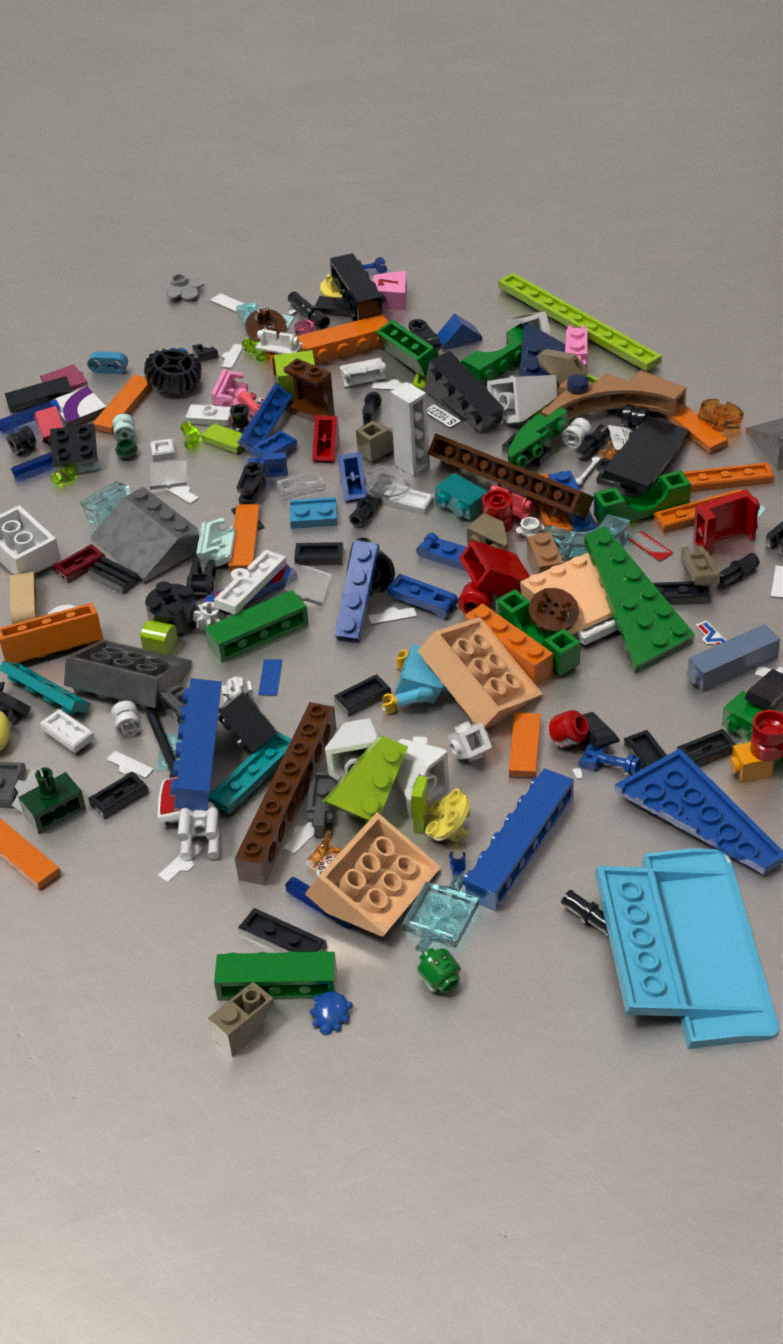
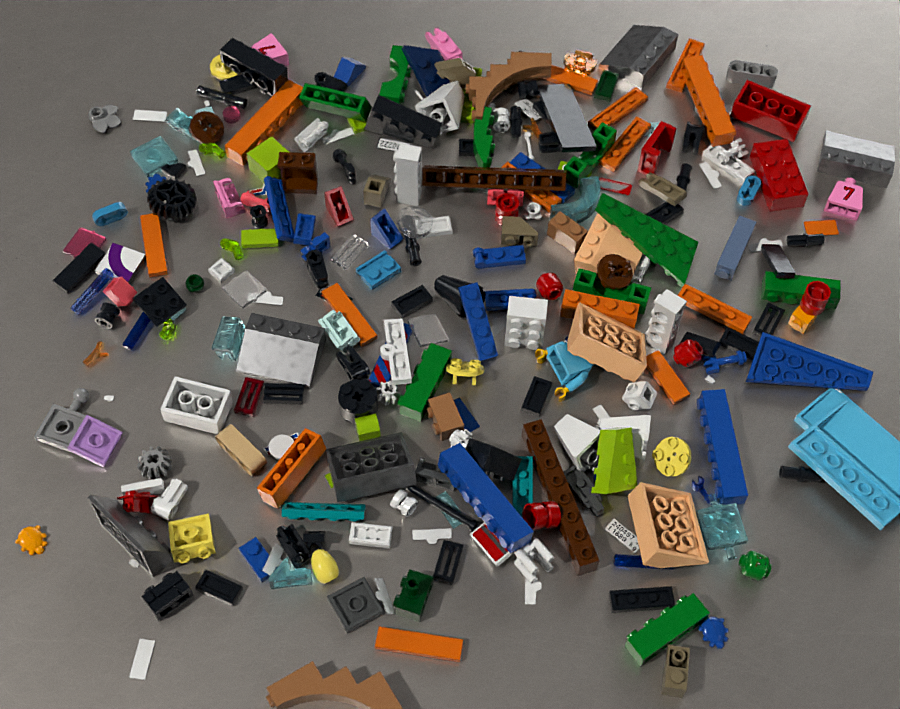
camera: 40 degrees left, 15 degrees up
(124, 427) = (179, 267): light aqua wheel -> none
(196, 332) = (153, 156): none -> clear light blue plate
(208, 415) = (229, 223): white plate -> none
(243, 792) = (542, 515): none -> red wheel
(245, 660) = (444, 415): none -> medium nougat brick
(284, 344) = (241, 142): white hinge -> none
(304, 627) = (463, 368): none -> light yellow plate
(321, 851) = (613, 522): clear orange bar -> none
(377, 264) = (237, 32): clear blue hand -> none
(402, 609) = (525, 322): none -> white brick
(420, 804) = (654, 459): lime tile -> none
(460, 496) = (470, 208): teal brick -> none
(493, 568) = (550, 258): red brick -> none
(536, 319) = (400, 40): white panel -> none
(554, 670) = (665, 321): none -> white brick
(572, 316) = (422, 23): lime plate -> none
(577, 383) = (482, 82): dark blue tile -> none
(648, 705) = (715, 309): none -> orange plate
(711, 635) = (706, 237): sticker -> none
(735, 450) = (606, 85): none -> dark green tile

